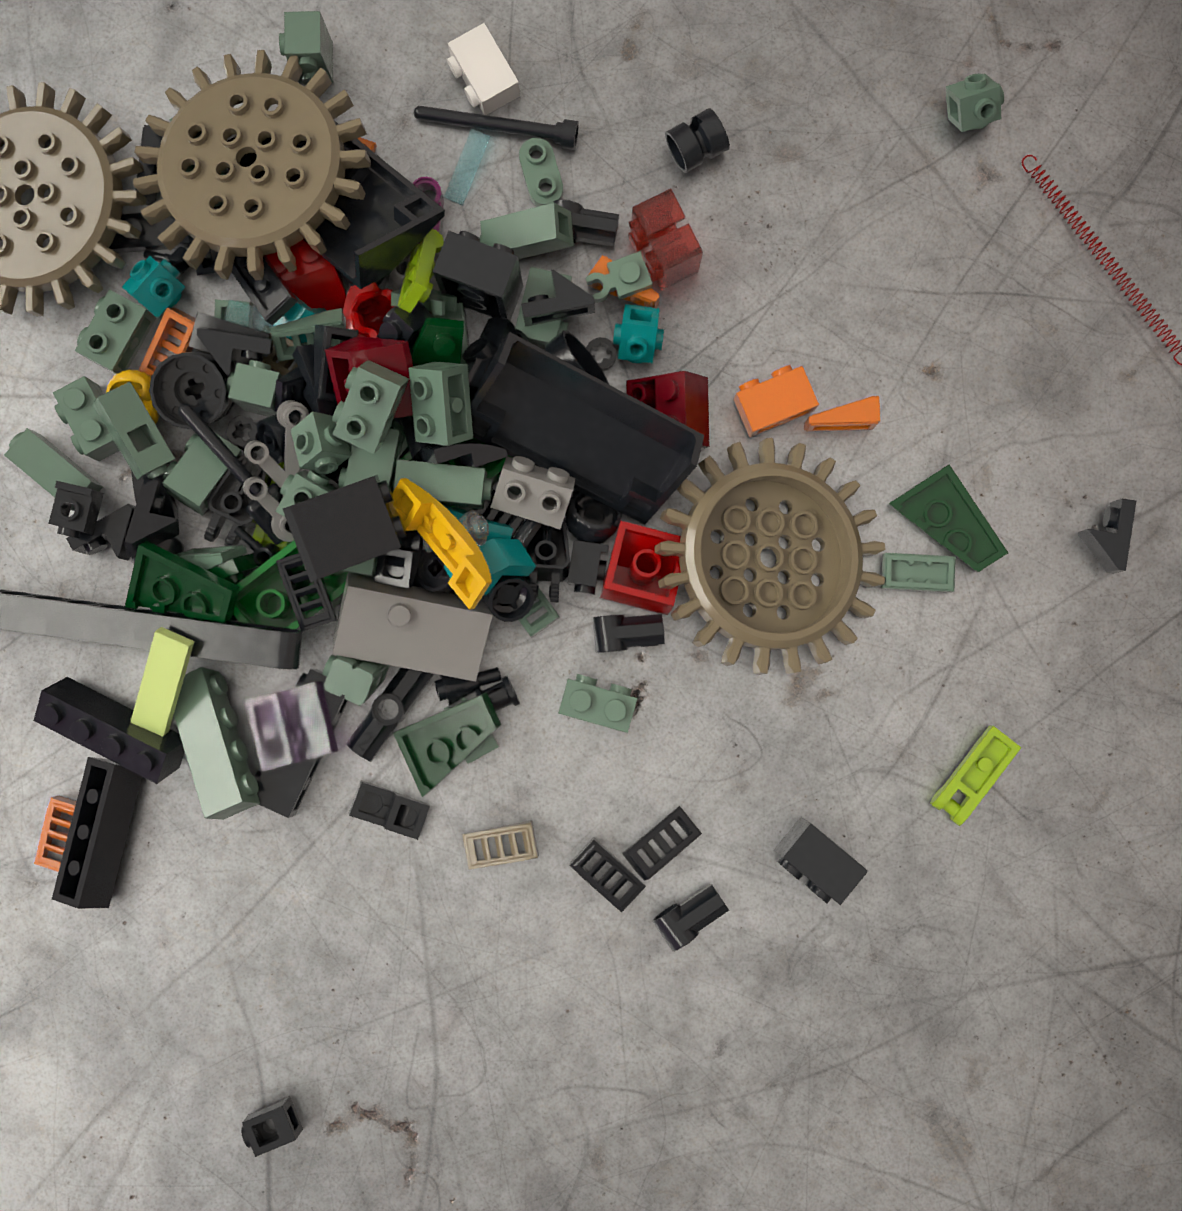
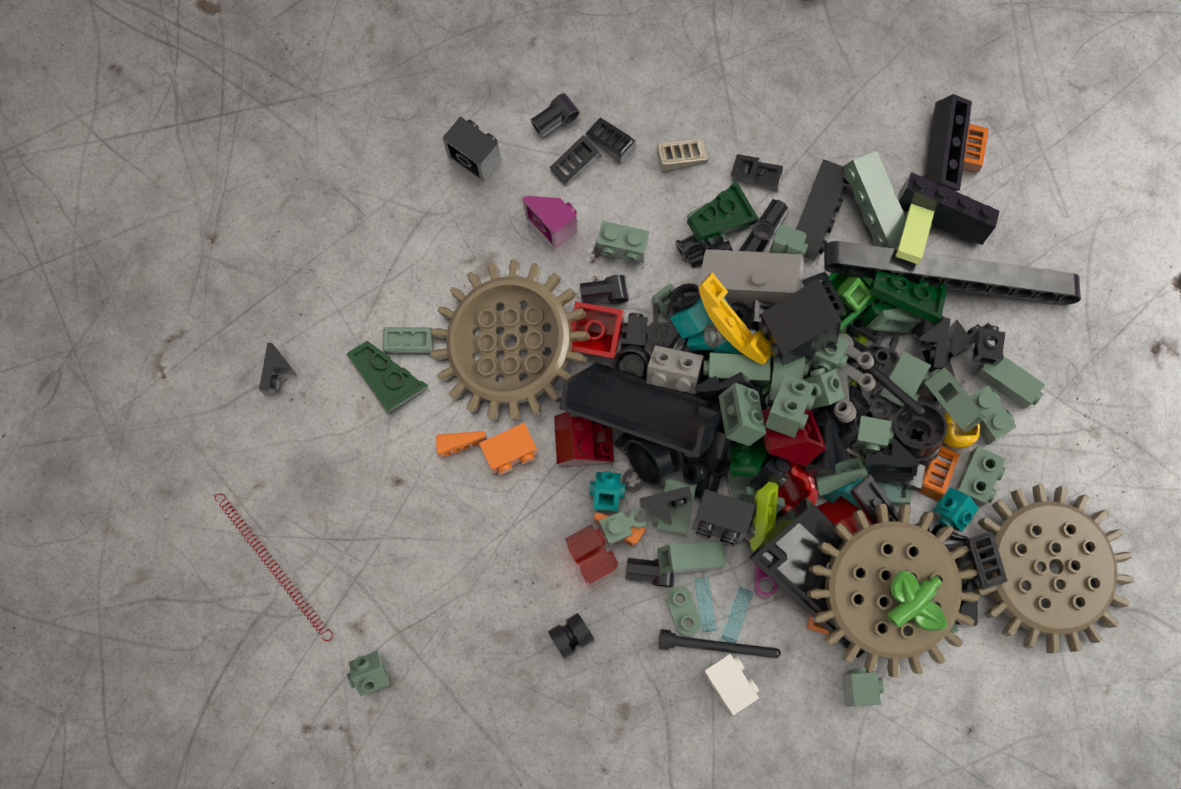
camera: 175 degrees right, 10 degrees down
(126, 224) = (977, 563): none -> black slope
(219, 130) = (916, 602): none -> bright green plant
(263, 596) = (854, 293): none -> bright green slope
(291, 726) = (826, 214): slope -> none
(510, 177) = (705, 604): none -> clear light blue piece
(702, 741) = (552, 218): none -> magenta slope
(976, 774) = (368, 212): lime plate -> none

